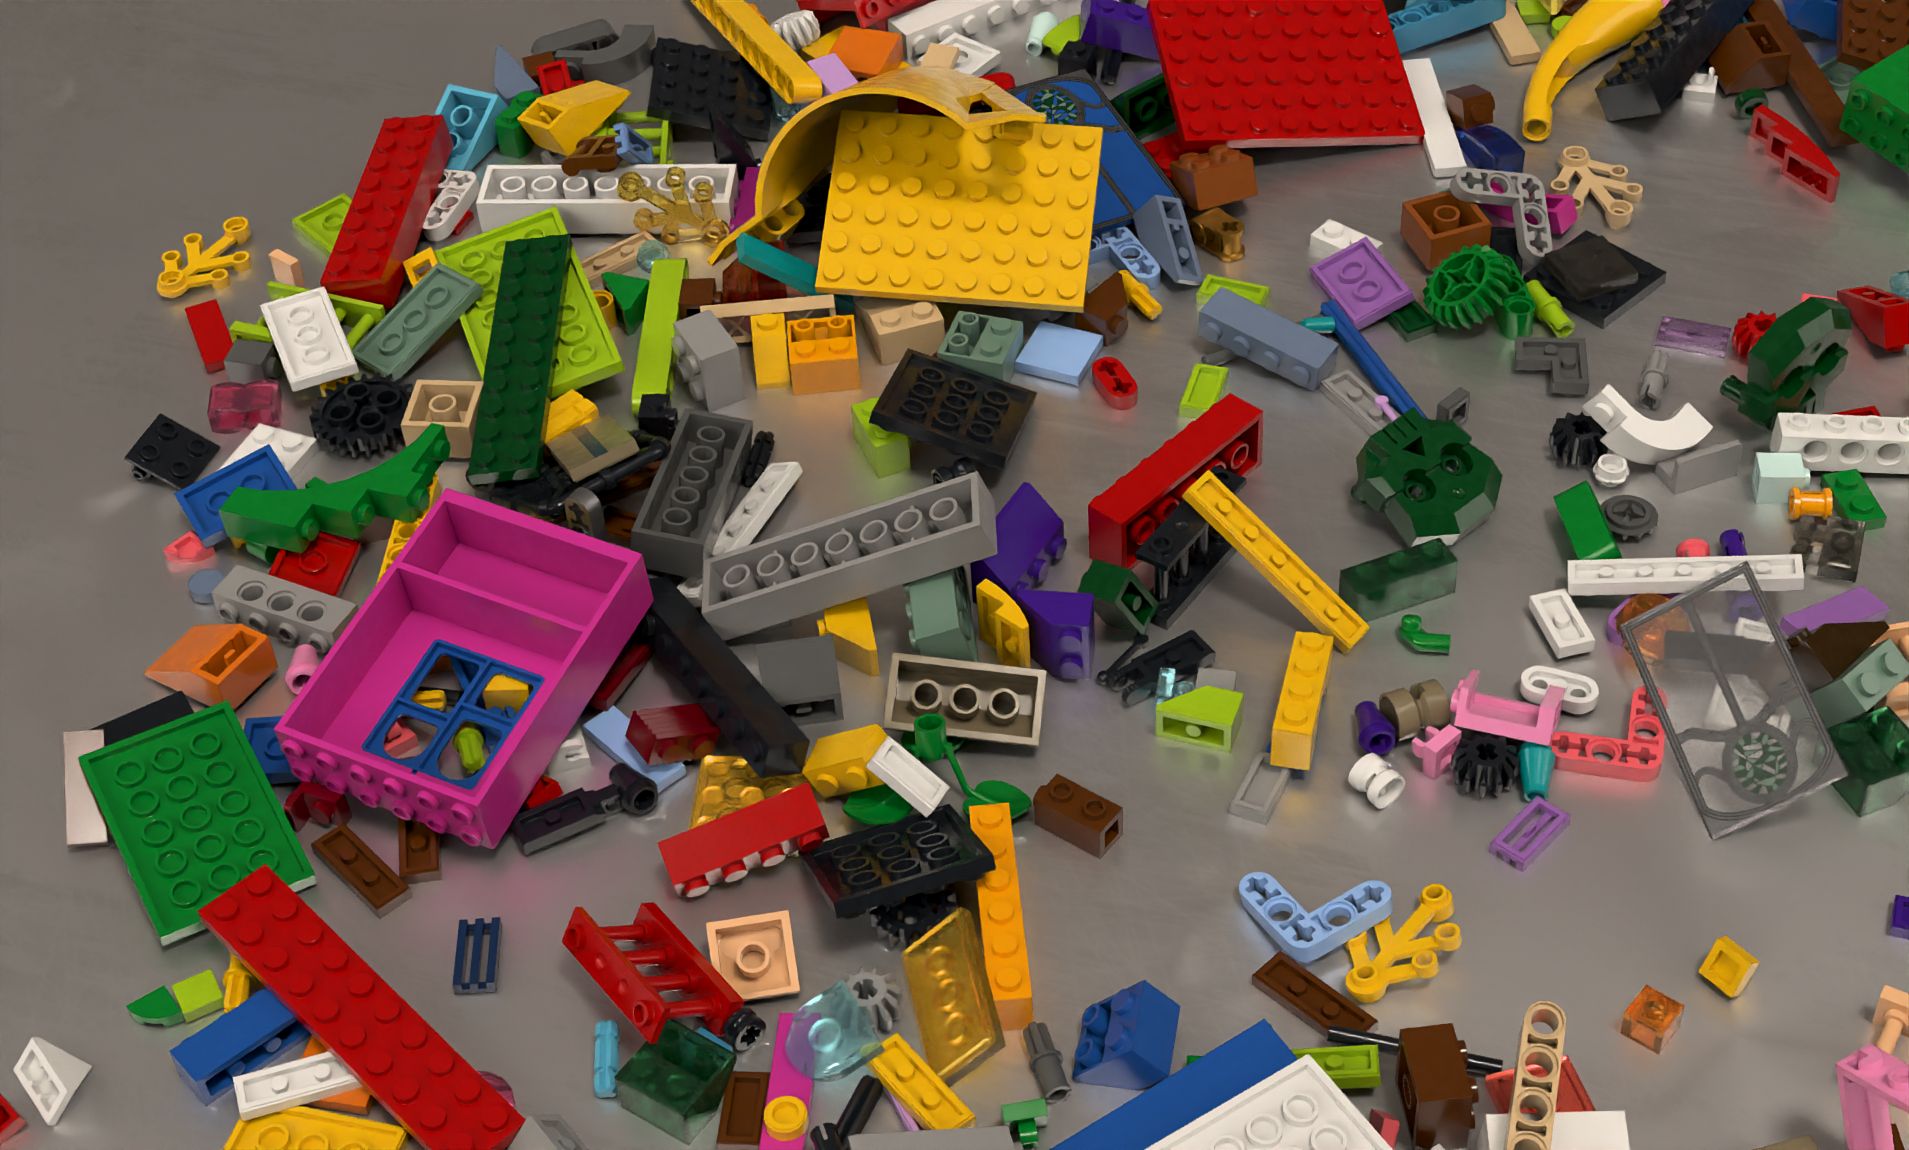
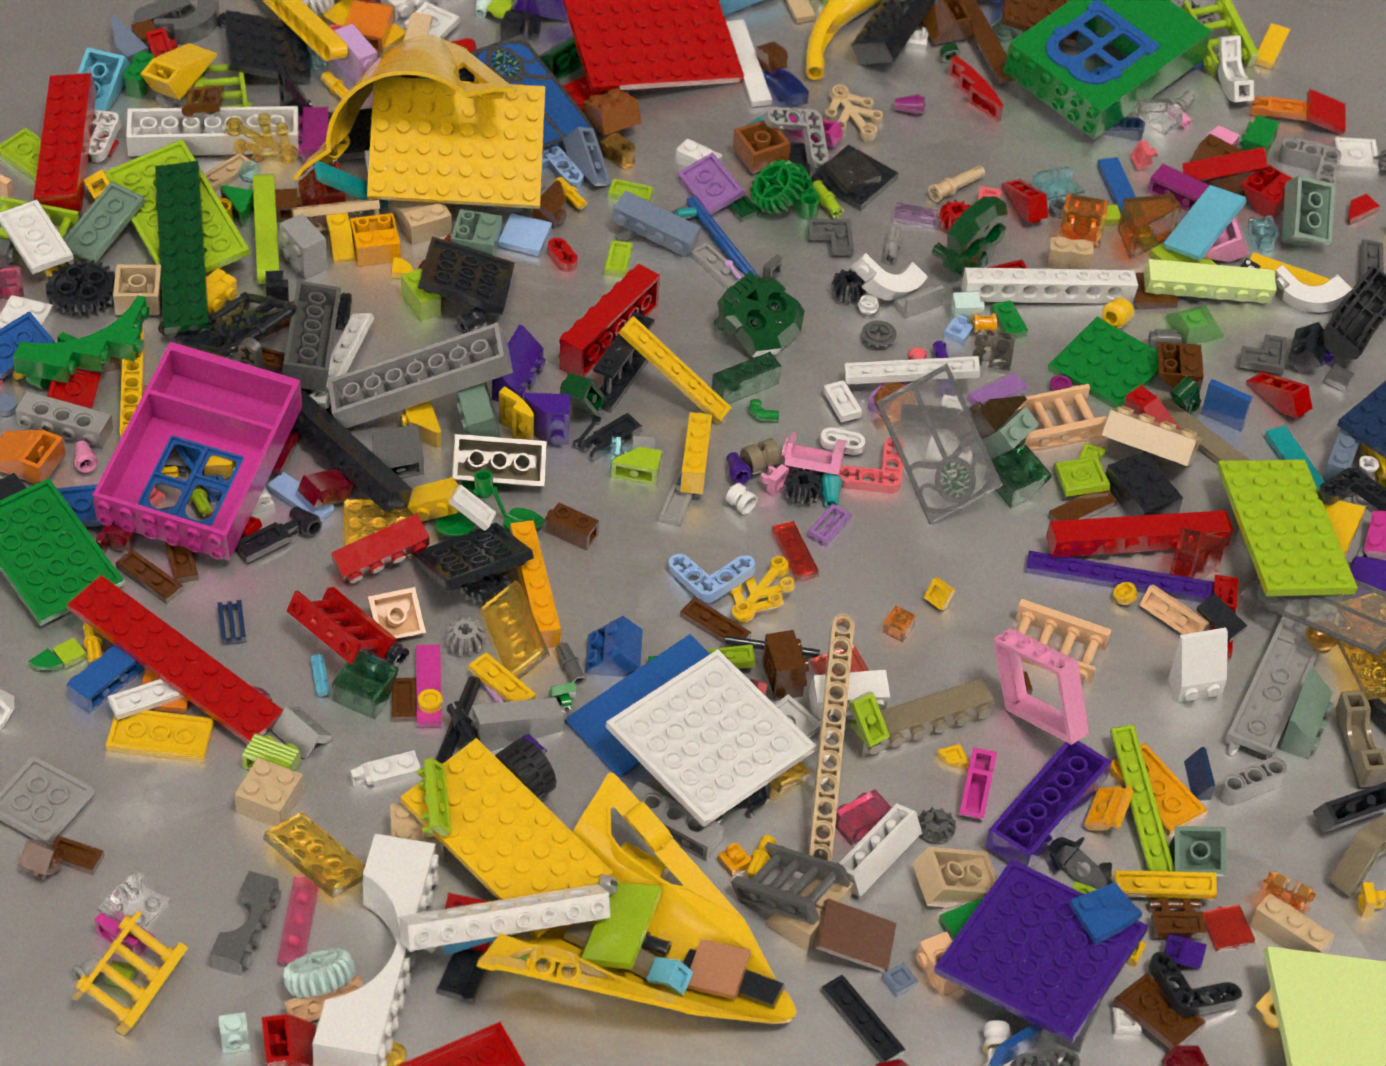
camera: 15 degrees left, 5 degrees up
(592, 447) = (244, 308): dark tan tile -> none
(633, 145) = (227, 93): medium blue tile -> none
(831, 1036) = (449, 655): clear light blue tile -> none
(854, 394) = (400, 267): none -> yellow tile
(1467, 877) = (795, 551): none -> clear red tile
(1586, 523) = (855, 339): green beam -> none
(1688, 174) = (911, 104): none -> magenta cone
(1751, 292) = (950, 185): none -> tan pin
(1765, 514) = (959, 330): none -> light blue tile

